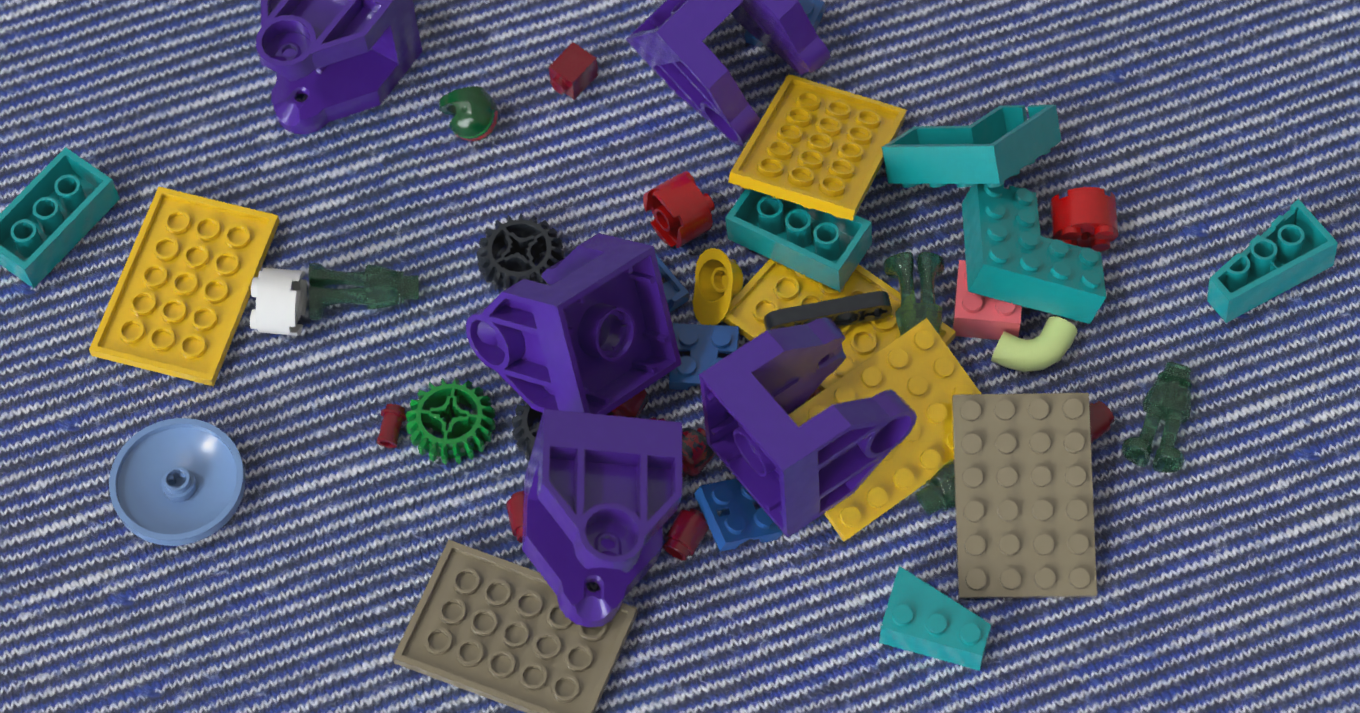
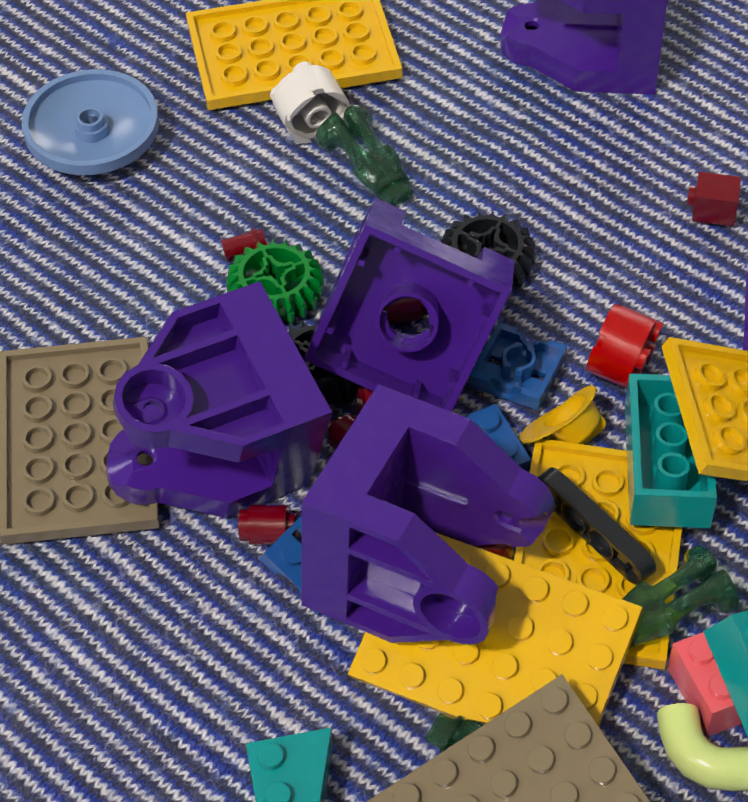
camera: 60 degrees right, 10 degrees down
(473, 111) = (608, 146): dark green helmet -> none

